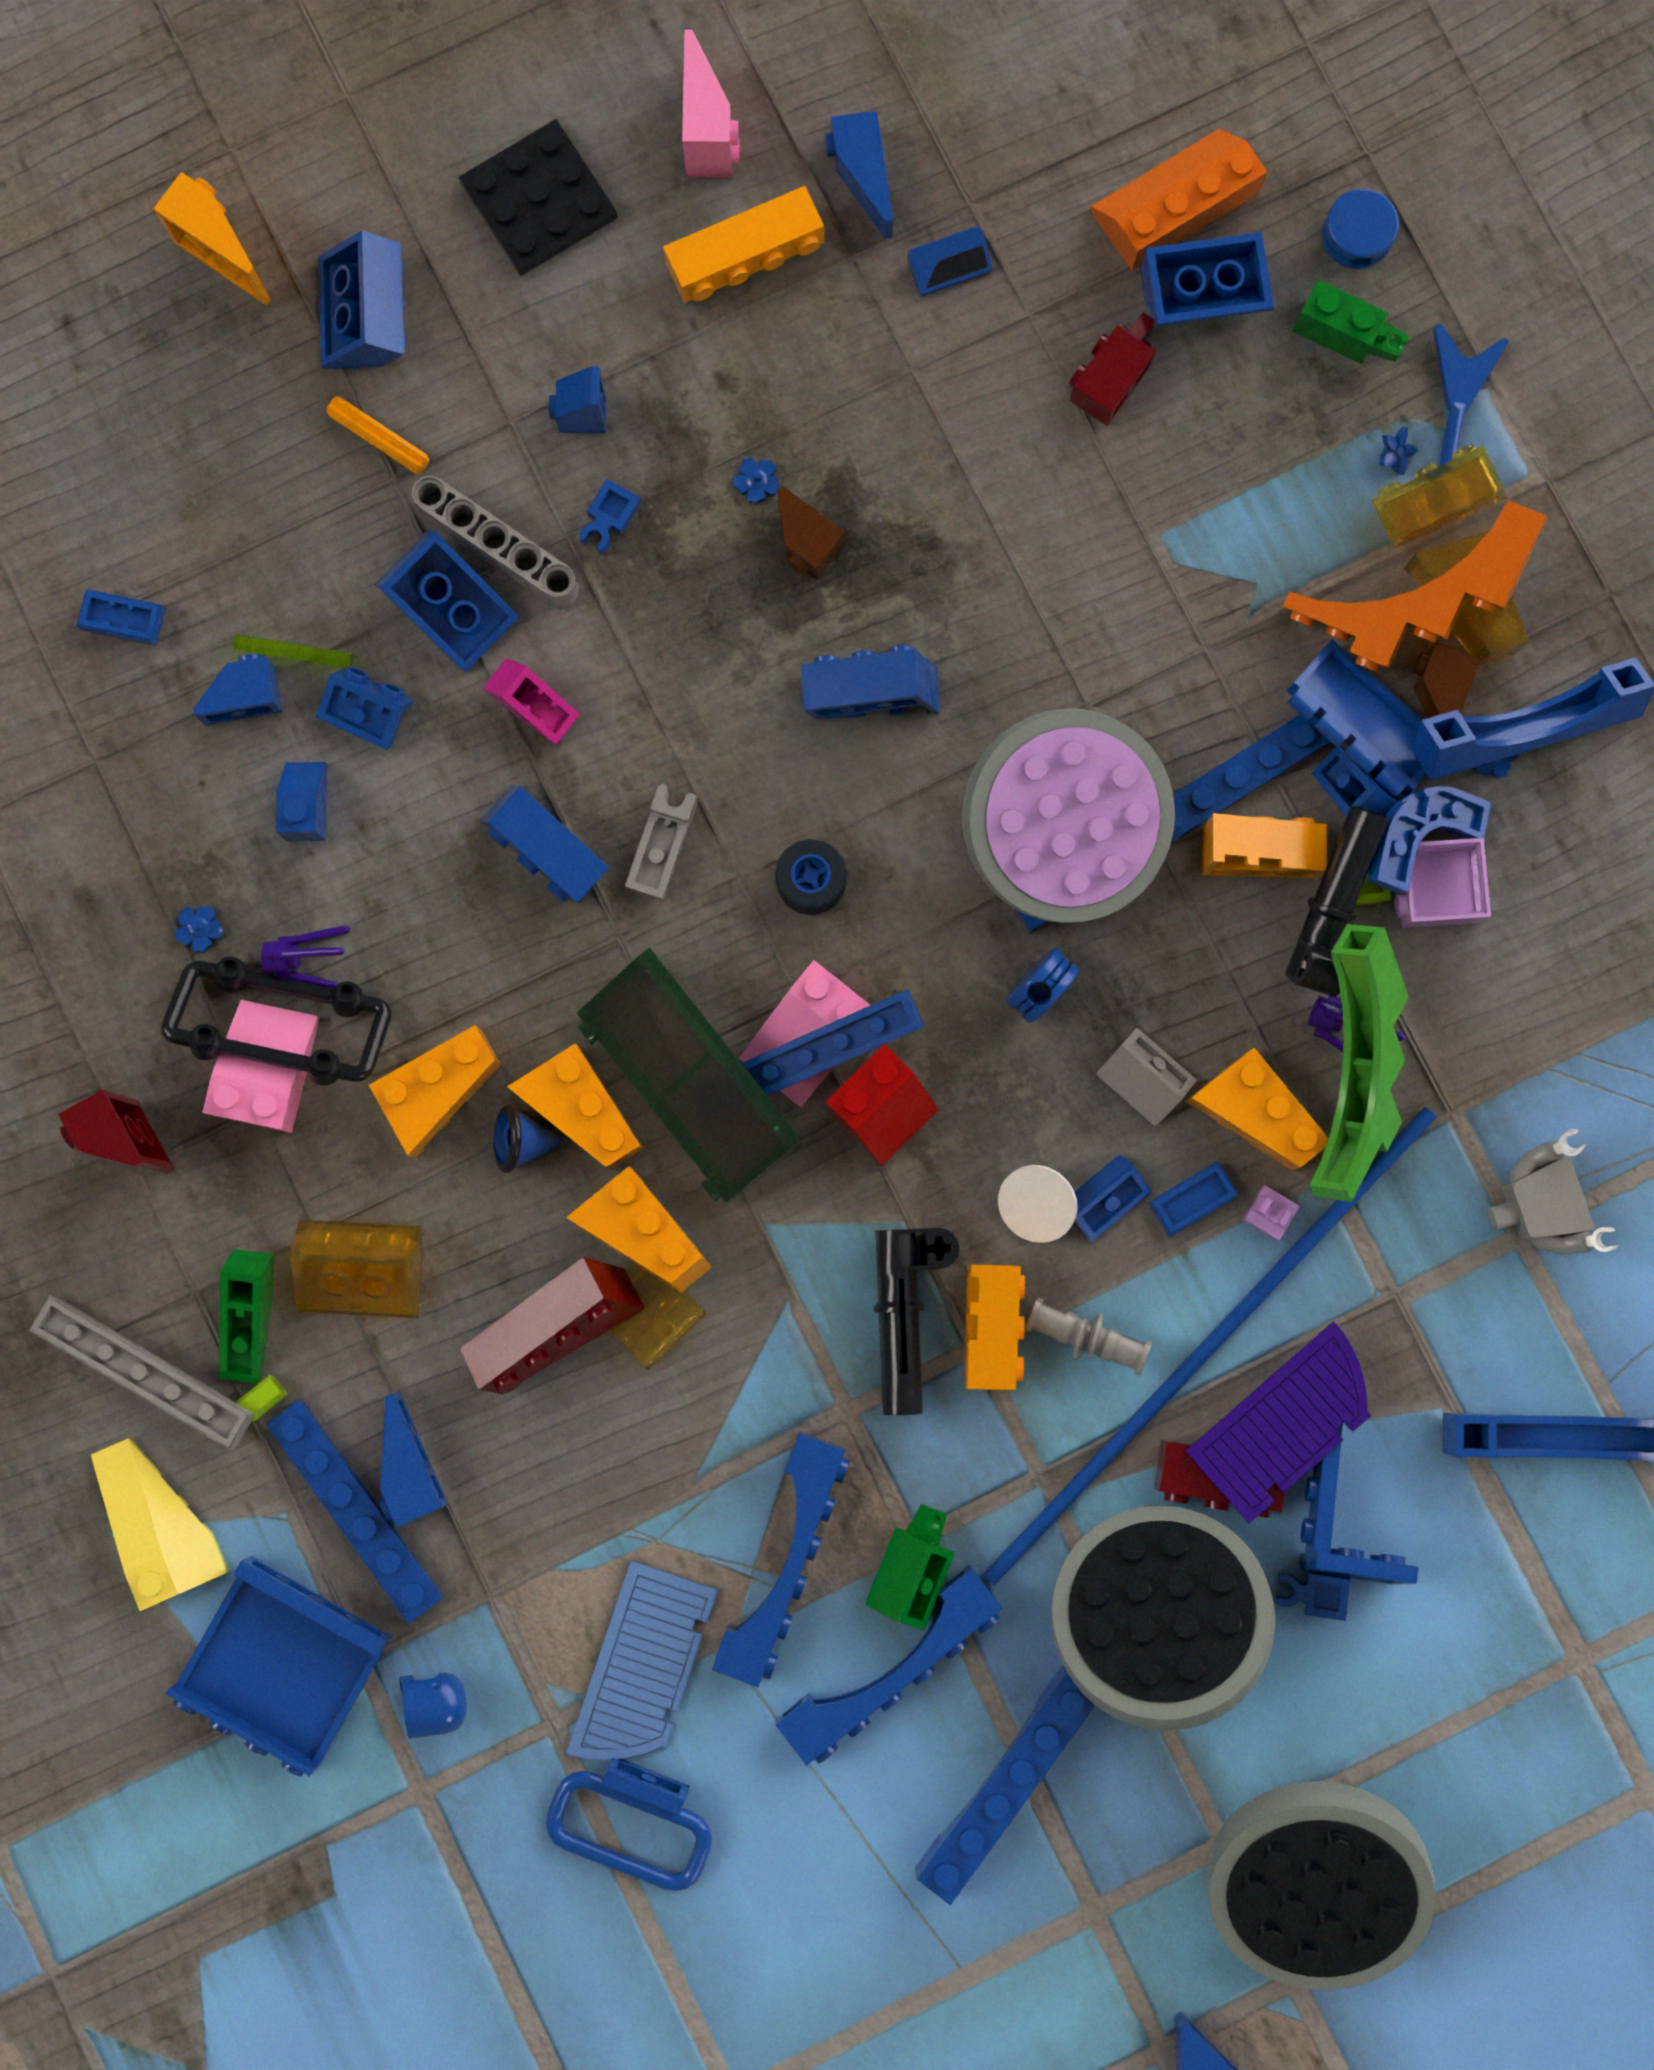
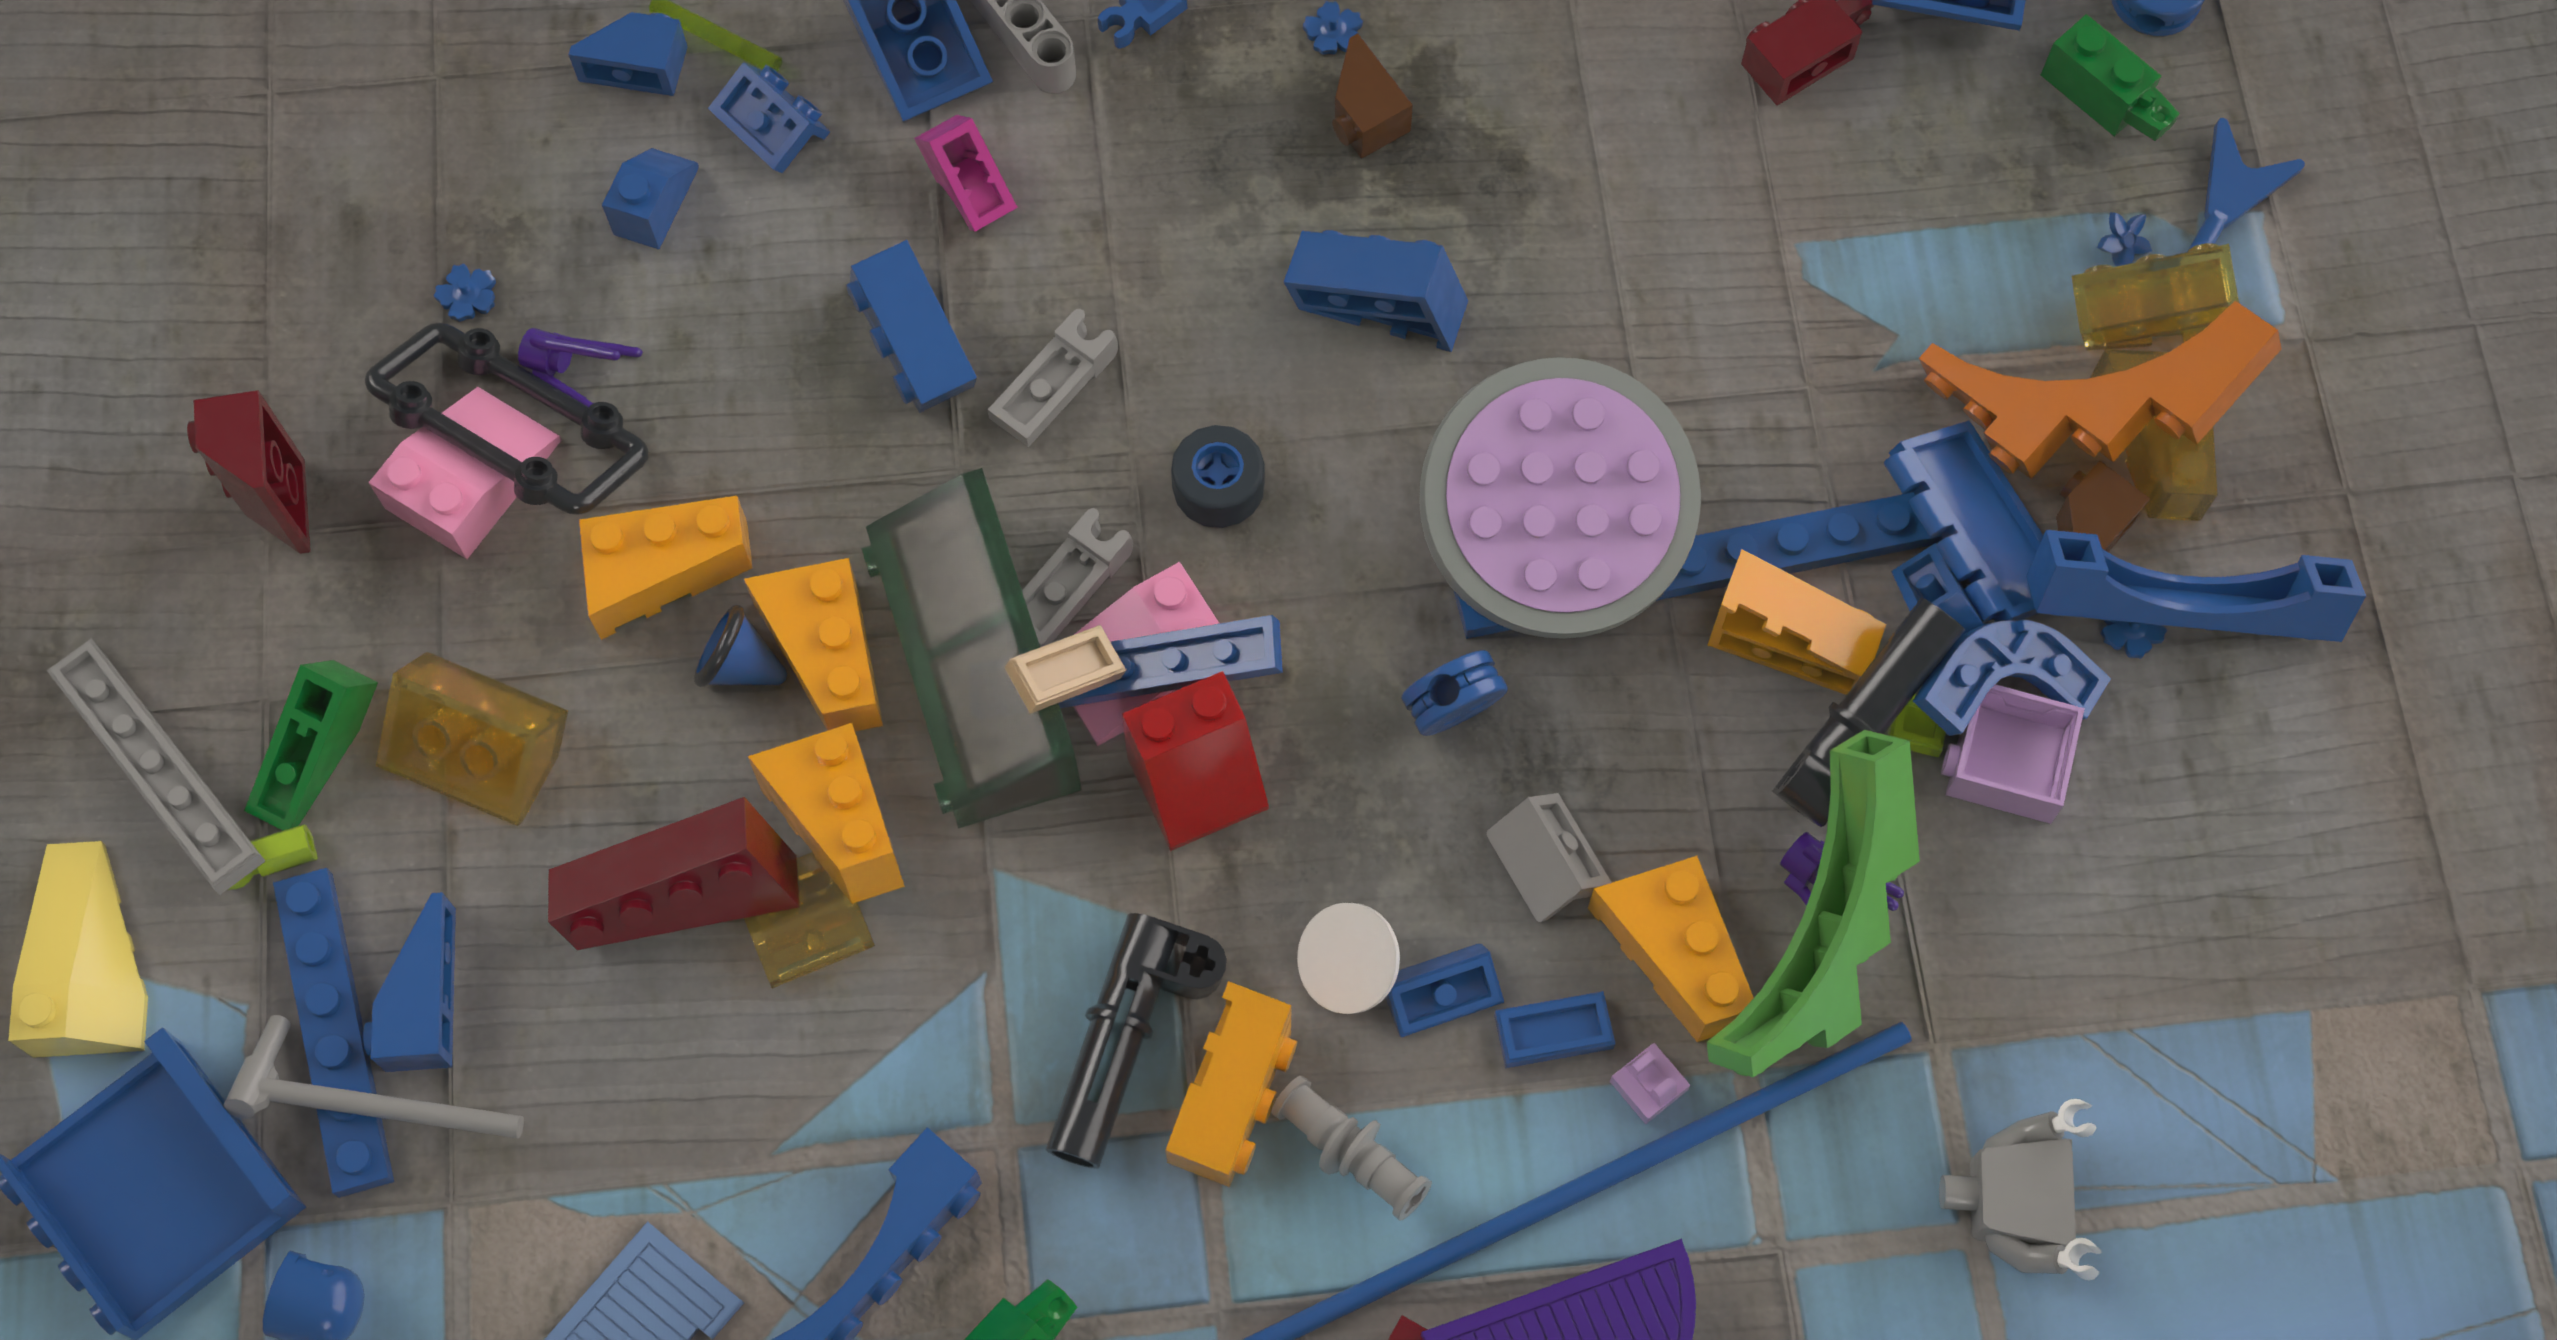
camera: 20 degrees right, 15 degrees down
(326, 1573) = (260, 1084): none -> light grey bar
(735, 993) = (1073, 575): none -> light grey plate
(770, 1079) = (1065, 669): none -> tan tile

